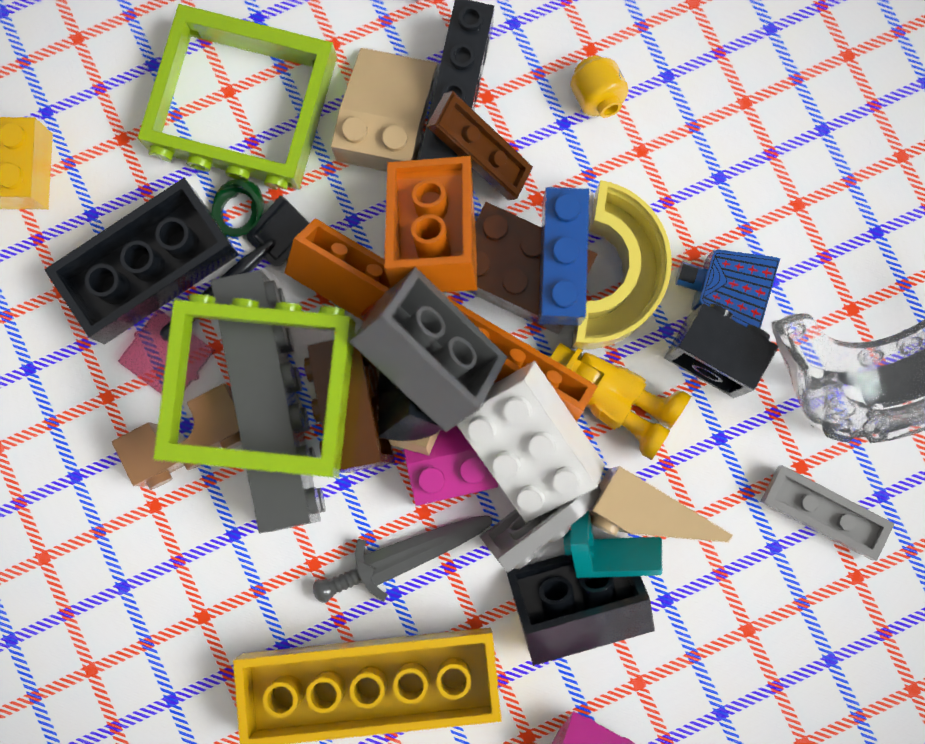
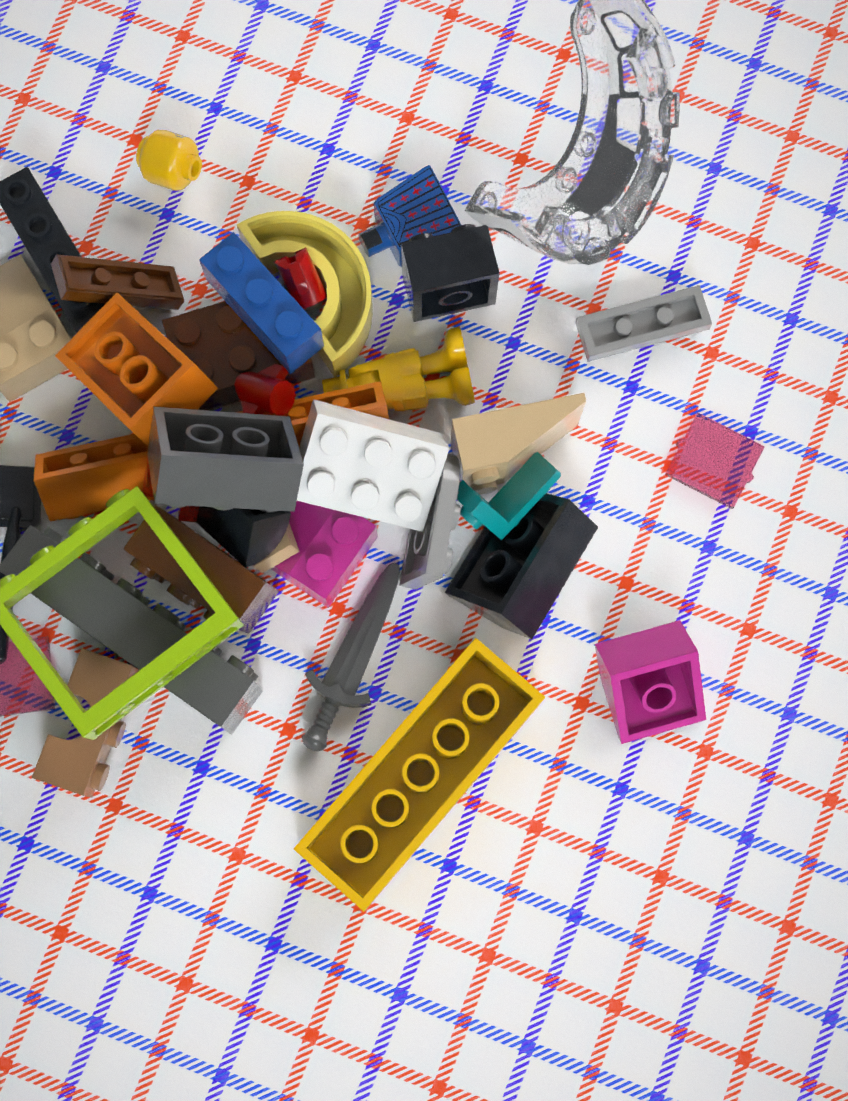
camera: 45 degrees left, 5 degrees down
(508, 321) = (265, 391): none -> red piece
(609, 262) = (301, 278): none -> red piece
(784, 657) = (714, 460): none -> clear pink piece

